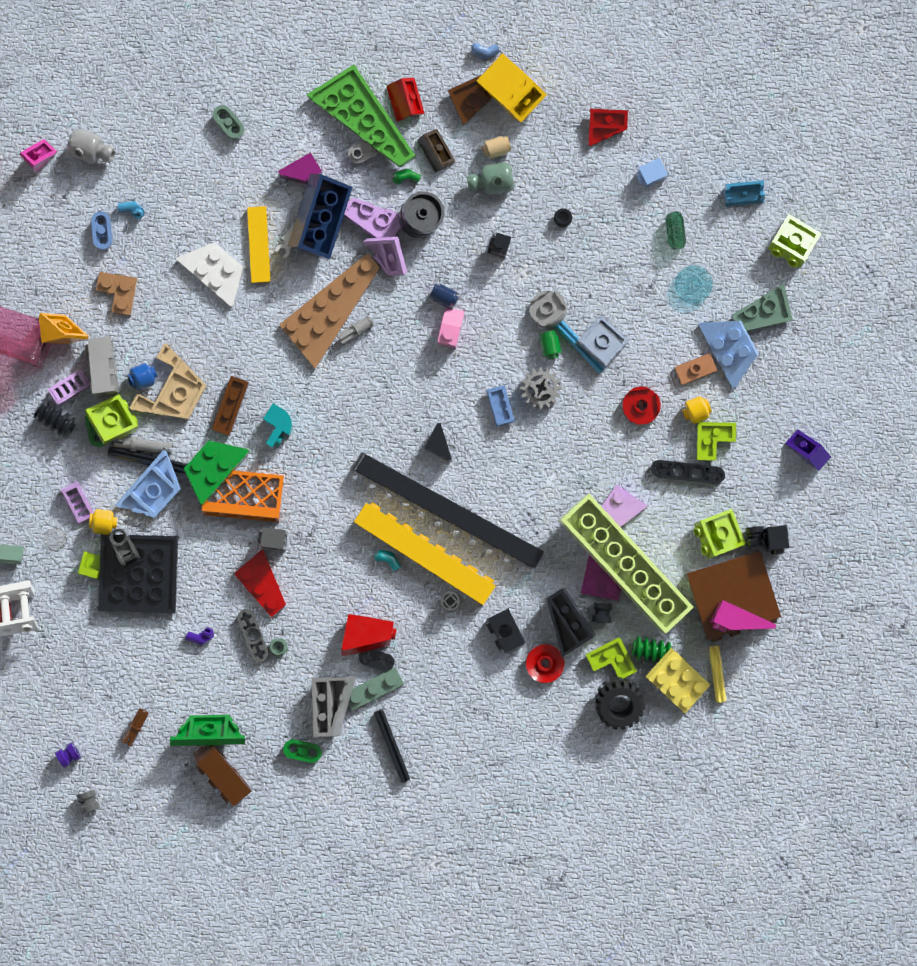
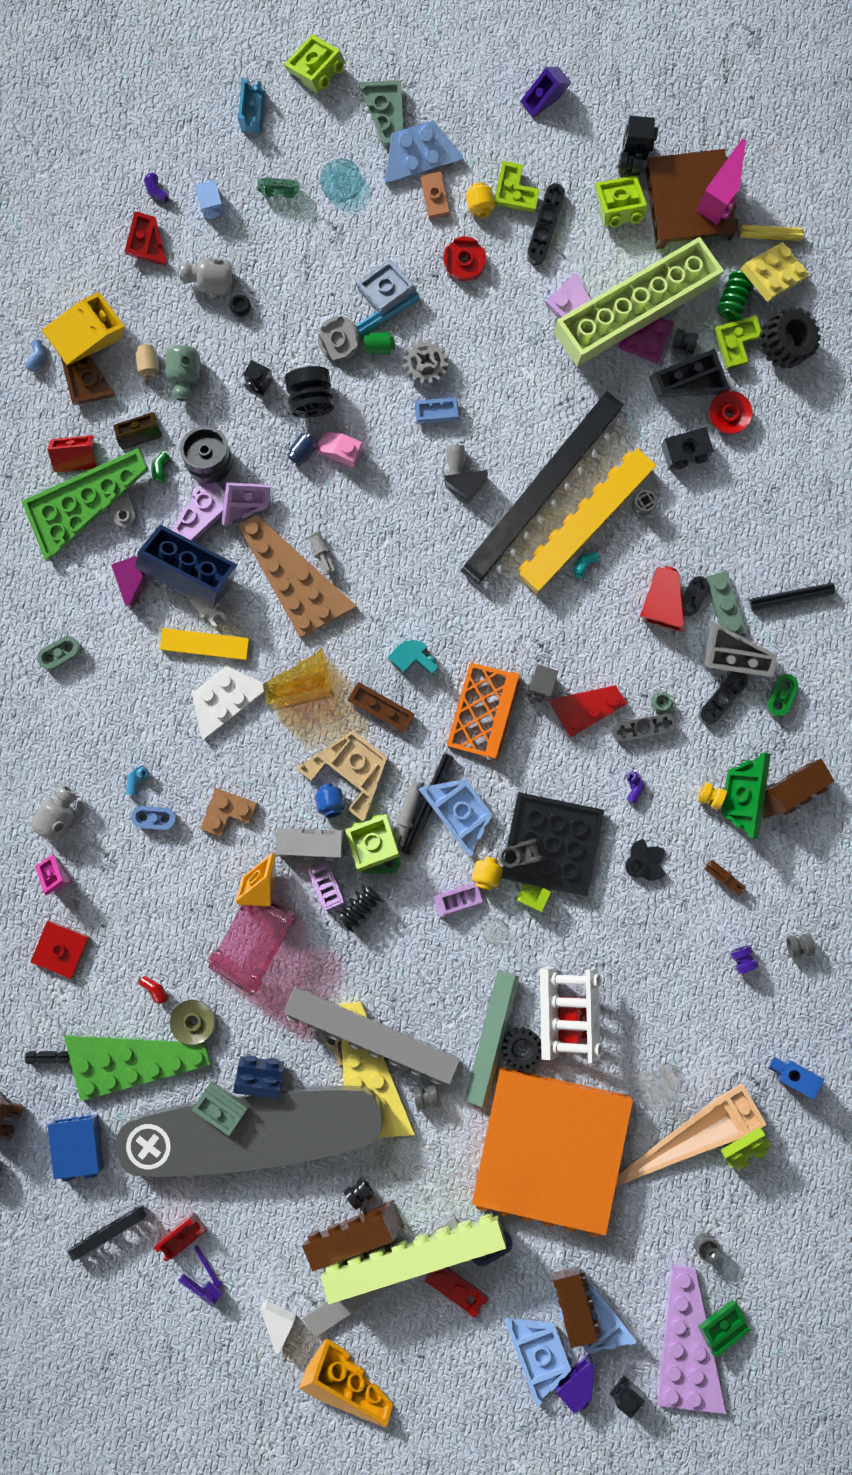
camera: 80 degrees left, 0 degrees up
(140, 659) = (648, 861): none -> black plate
(203, 704) = (711, 795): none -> yellow wheel
(212, 467) = (448, 739): green wing -> none
(237, 334) = (300, 685): none -> clear yellow wedge
(276, 697) = (728, 682): none -> black beam
(461, 430) = (456, 458): none -> light grey cone
(492, 292) = (309, 391): none -> black wheel
(582, 187) = (211, 275): none -> light grey piece
(653, 121) = (152, 188): none -> dark purple arm

